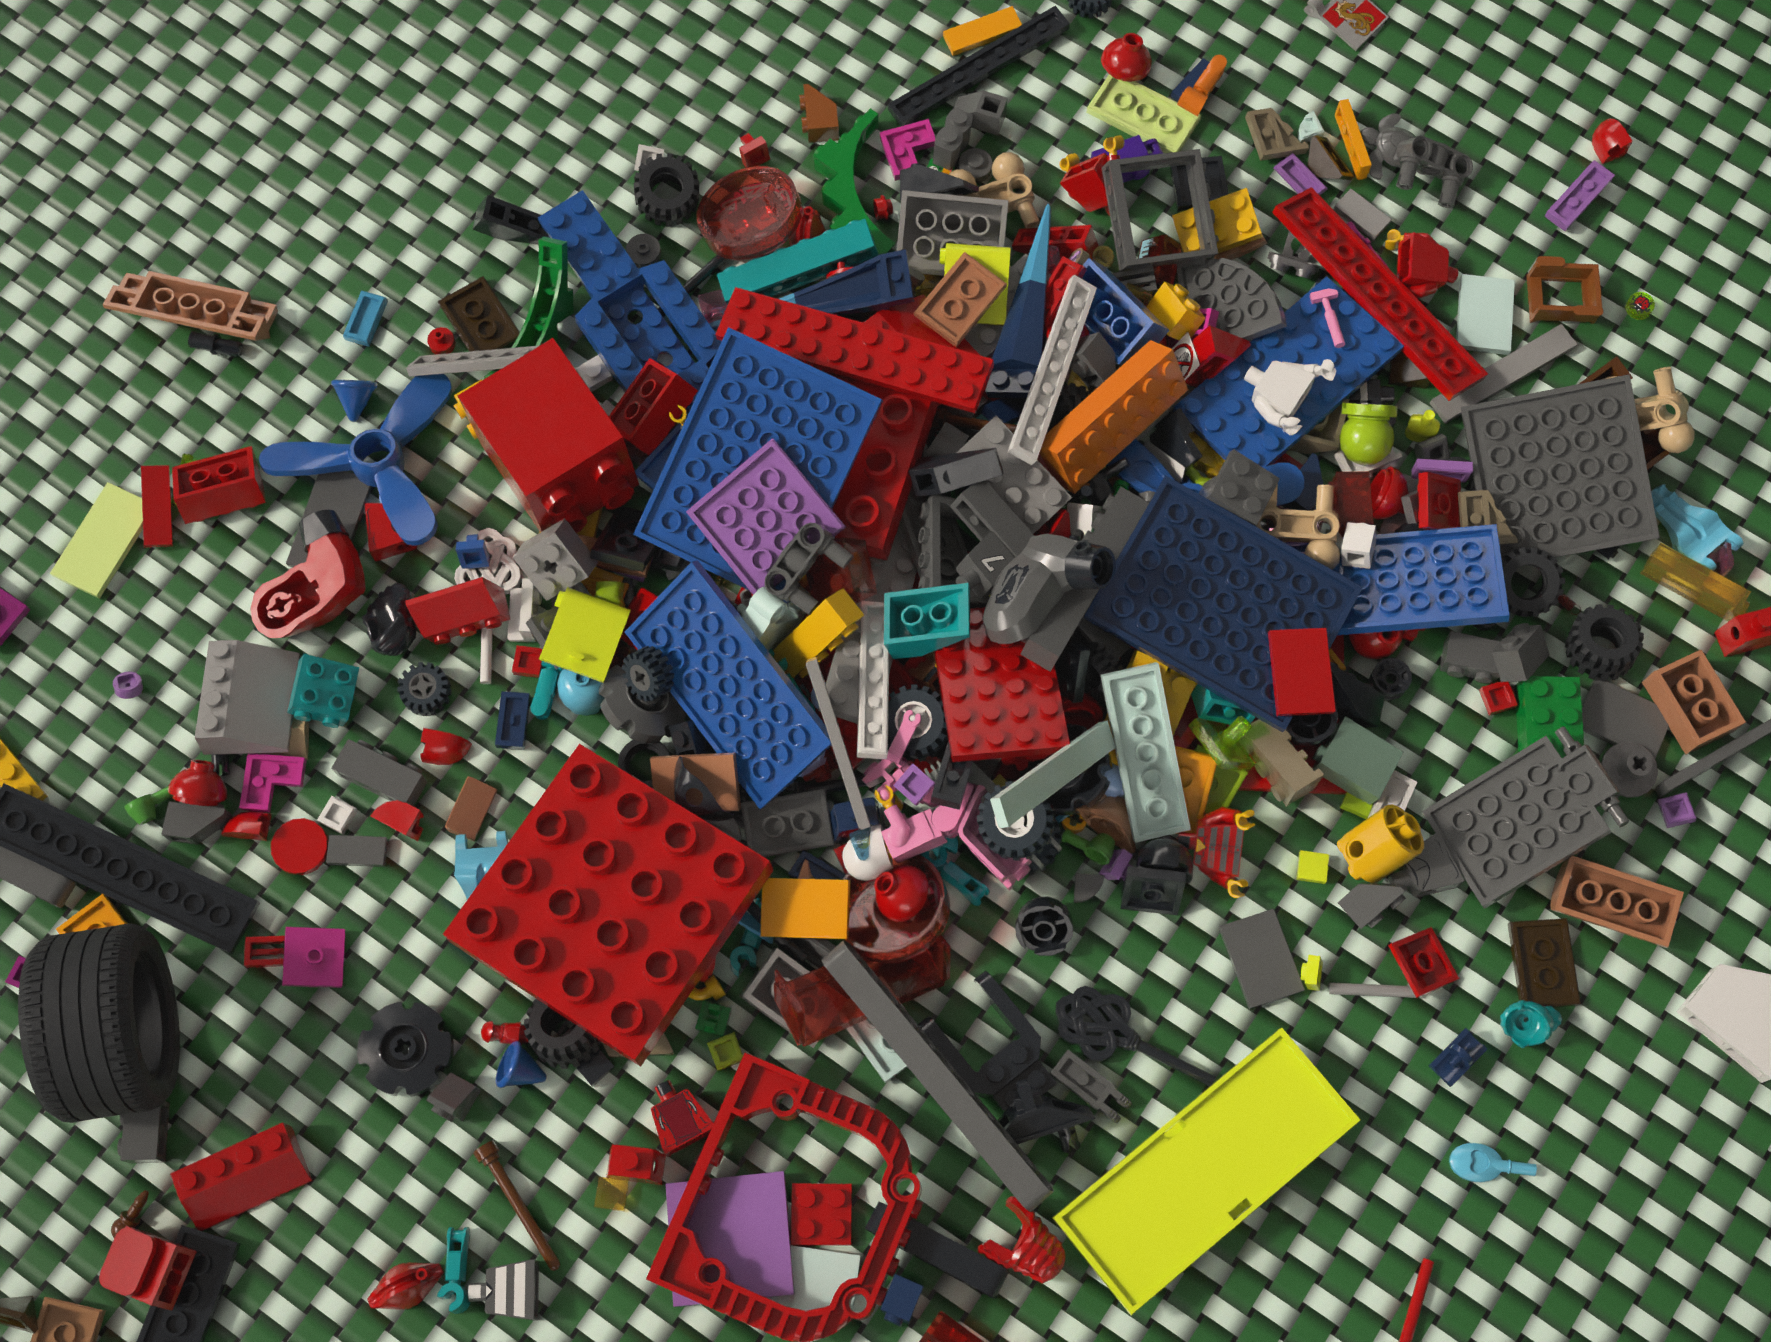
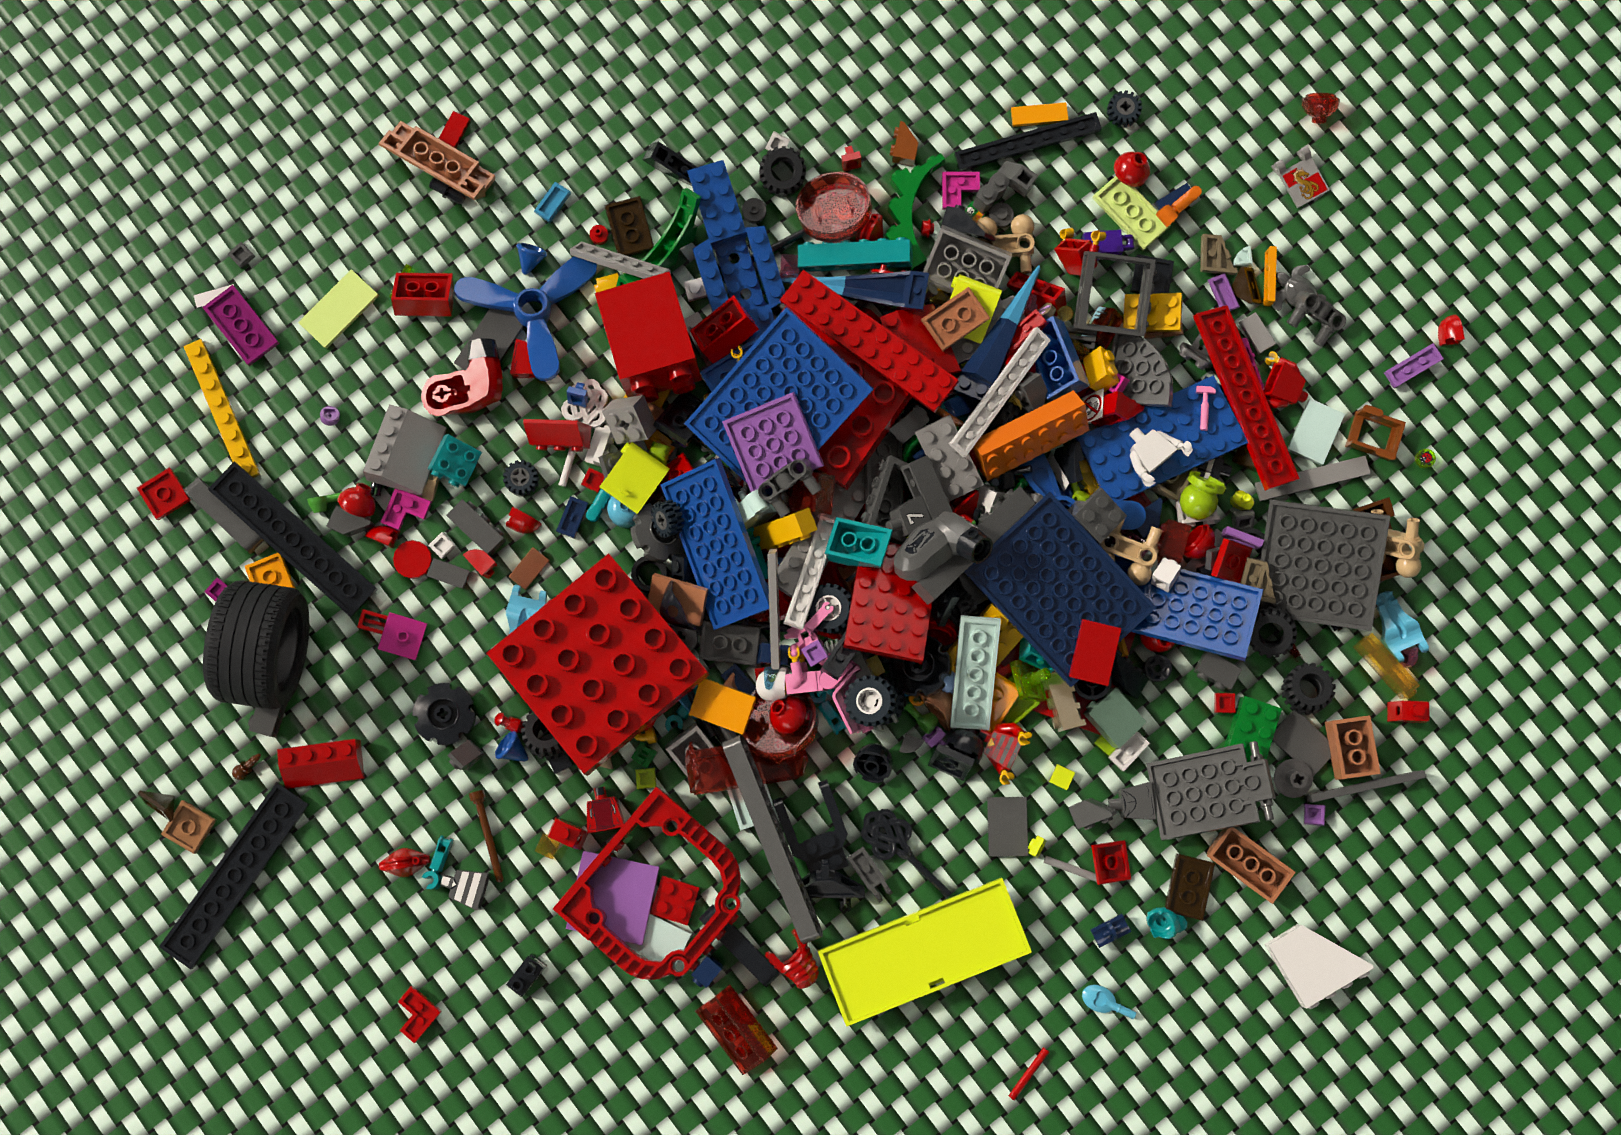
camera: 15 degrees right, 10 degrees up
(146, 1267) = (248, 803): red brick -> none
(156, 506) = (379, 297): red tile -> none
(204, 262) = (454, 129): none -> red tile
(390, 622) = (509, 426): black piece -> none
(954, 471) = (908, 445): black slope -> none
(1052, 774) = (903, 679): light aqua tile -> none
(1381, 844) = (1109, 779): yellow cylinder -> none
(1520, 653) = (1249, 680): dark grey brick -> none

